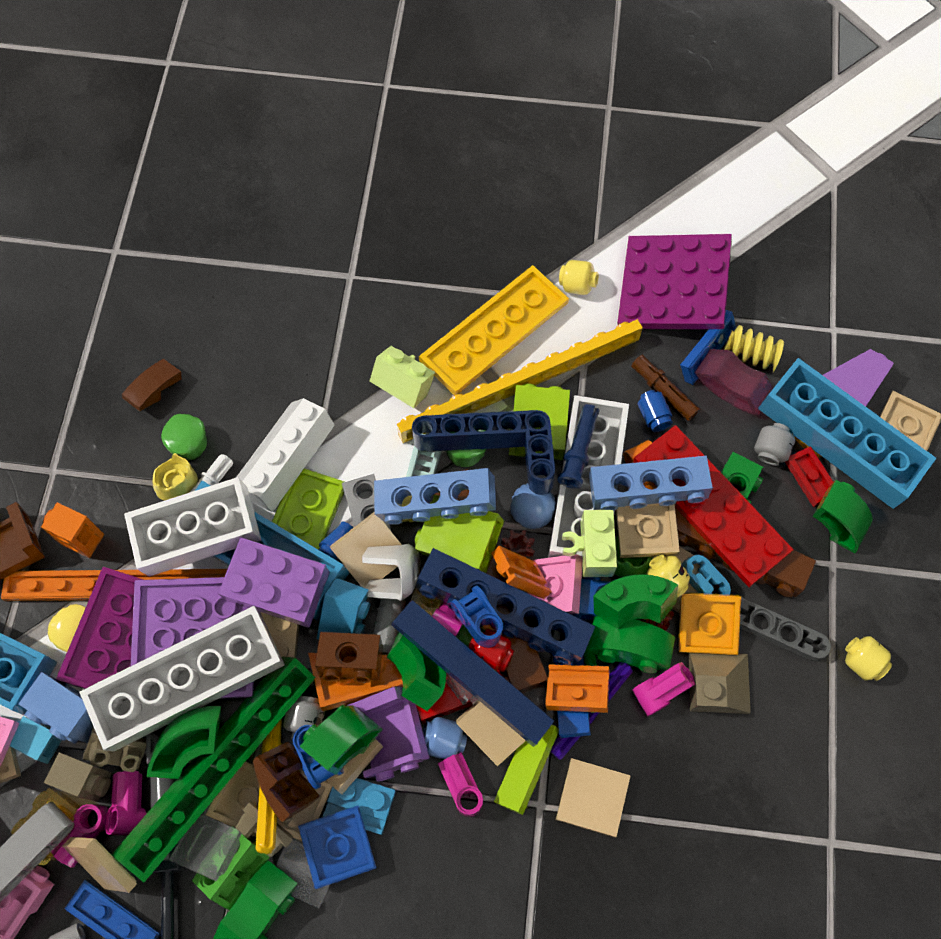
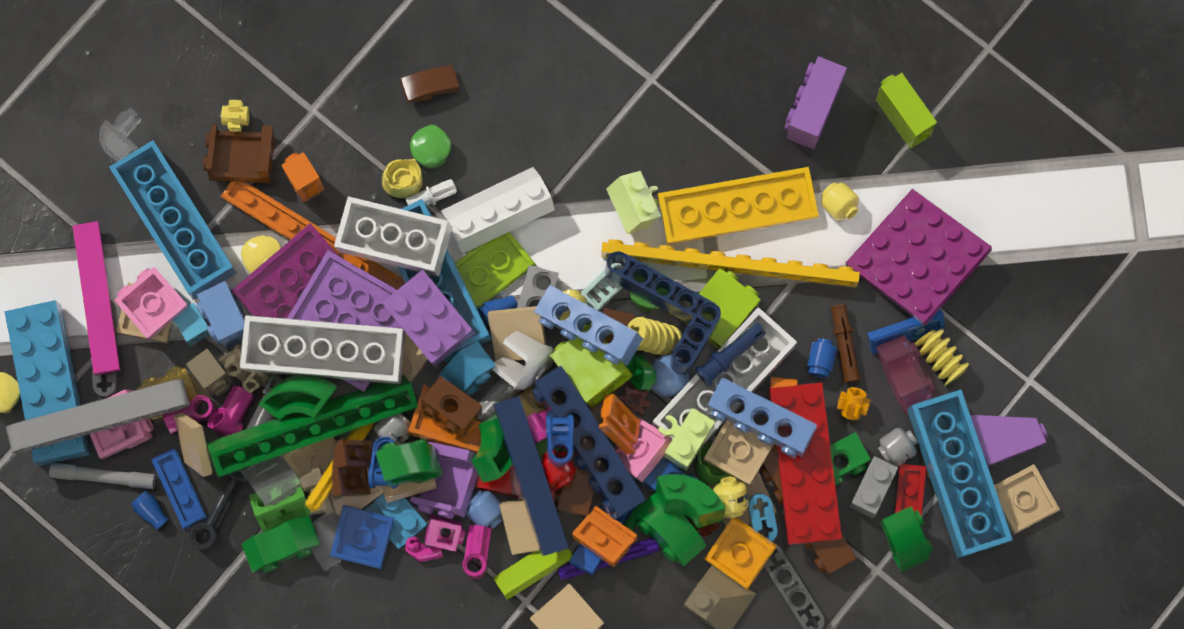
camera: 35 degrees right, 10 degrees up
(406, 823) = (420, 551): none -> dark pink arm
(427, 794) = (437, 539): none -> dark pink brick
(504, 210) = (814, 102): none -> medium lavender brick
(508, 475) = (657, 336): none -> light yellow piece
(514, 515) = (642, 372): none -> green plate
(582, 175) = (905, 110): none -> lime brick
(657, 692) = (664, 577): dark pink piece -> none
(710, 431) = (853, 403): none -> light orange gear
(781, 491) = (873, 487): none -> light grey brick

